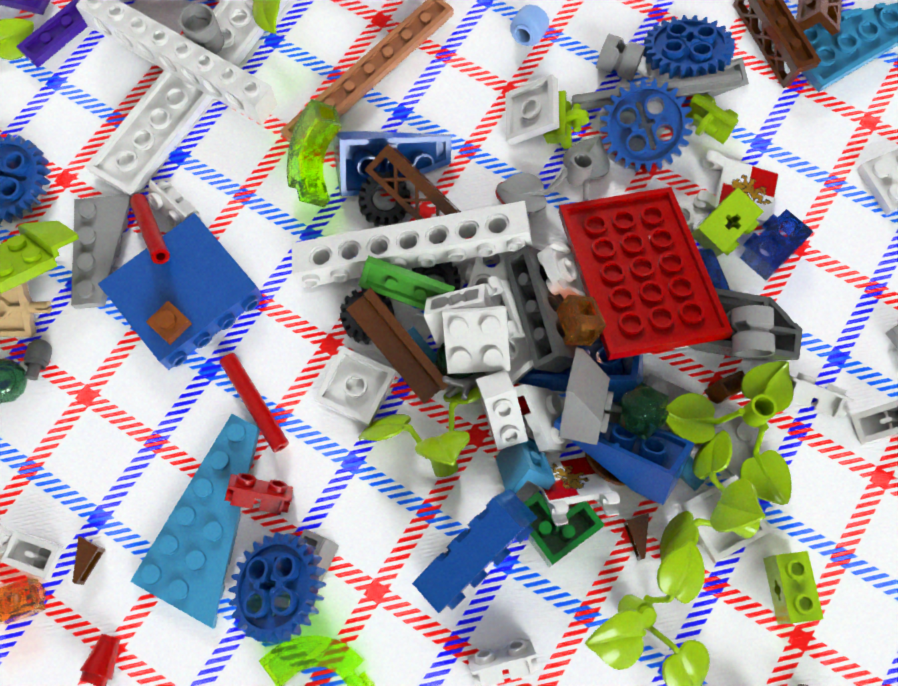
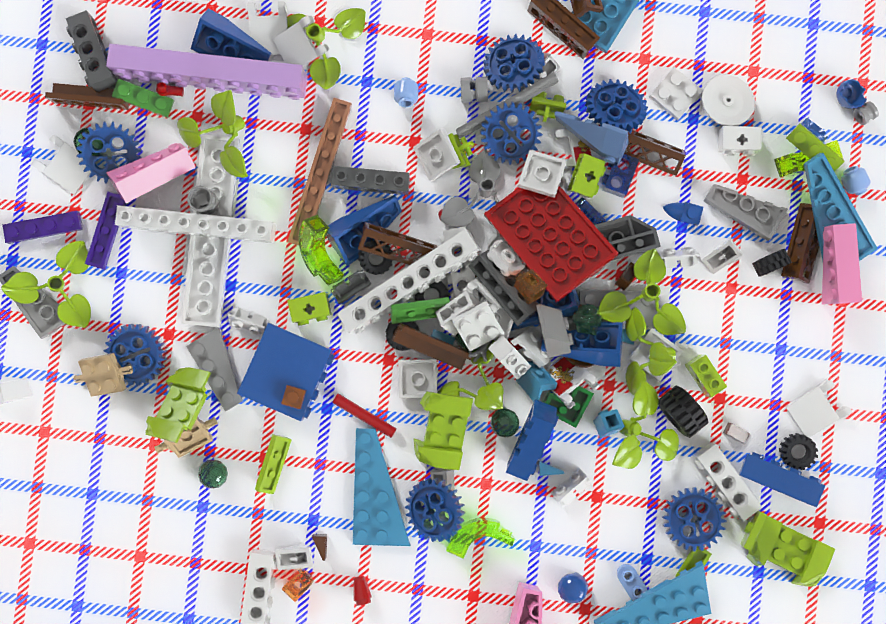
camera: 25 degrees left, 15 degrees up
(37, 358) = (224, 451): dark grey cylinder -> none
(88, 407) = (273, 464): none -> lime plate
(149, 229) = (248, 346): red piece -> none
(245, 488) = (404, 462): red hinge -> none
(261, 224) = (299, 305): none -> lime brick
(320, 224) = (344, 291): none -> dark grey hinge
(354, 474) = (443, 430): none -> lime piece
(429, 105) = (370, 180): none -> dark grey brick
(448, 508) = (504, 422): none -> clear green hair
(477, 613) = (546, 469): none -> dark azure piece
(607, 586) = (608, 423): none -> dark azure brick
(637, 533) = (611, 383): reddish brown piece -> none
(666, 188) = (542, 173): none -> white plate
(736, 623) = (683, 411): none -> black tyre
(752, 331) = (629, 247): light grey wheel -> none
(774, 177) = (606, 141): none -> medium blue wedge
(808, 154) = (616, 105): none -> blue gear
(836, 222) = (657, 146): none -> reddish brown fence
(851, 339) = (684, 212): none -> blue plate

